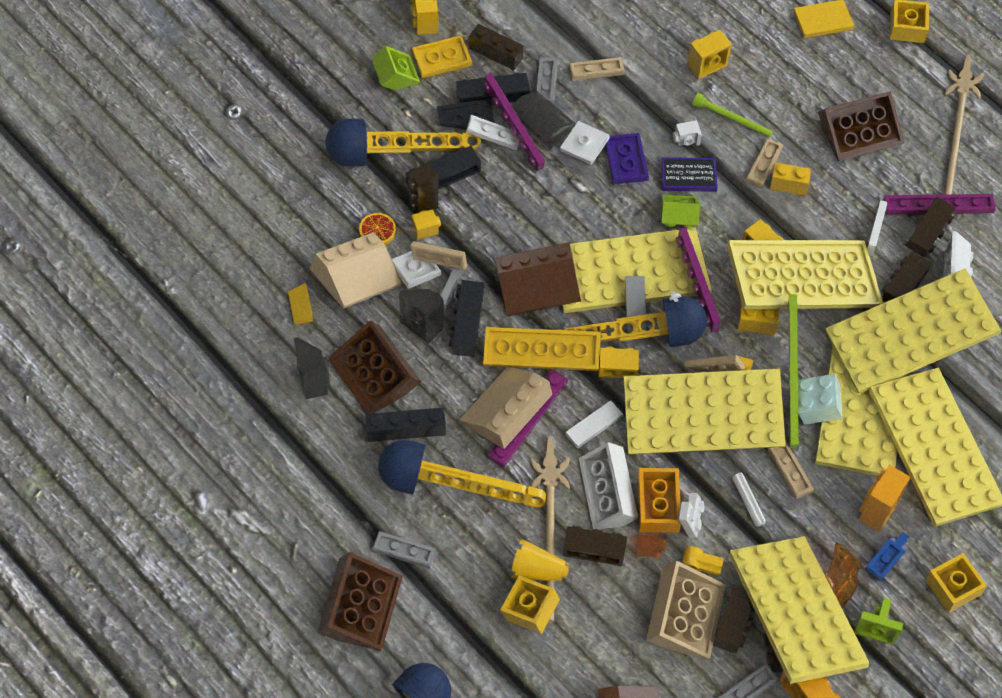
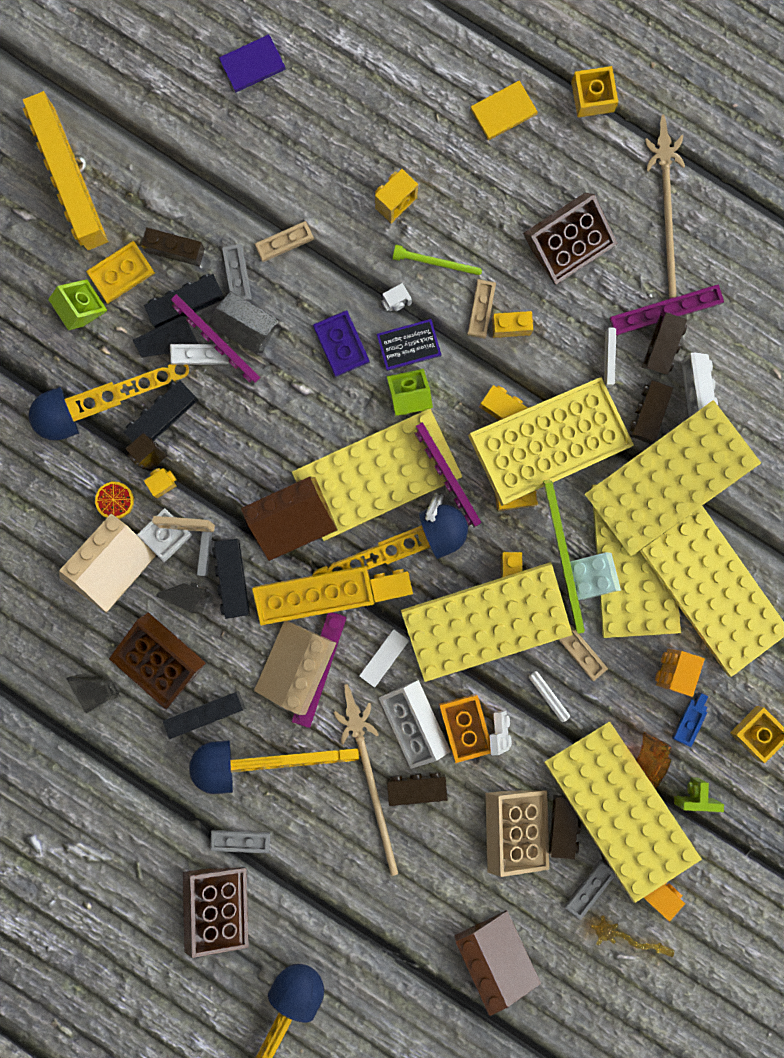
camera: 15 degrees left, 25 degrees up
(300, 305) = (64, 608): yellow slope -> none
(530, 604) = (372, 873): yellow brick -> none
(538, 564) = (369, 830): yellow cone -> none
(584, 142) = (294, 338): white plate -> none
(635, 299) = (390, 513): light grey tile -> none
(650, 545) = (468, 771): clear orange bracket -> none
(701, 561) = (514, 776): yellow piece -> none
(715, 364) = (481, 571): tan tile -> none

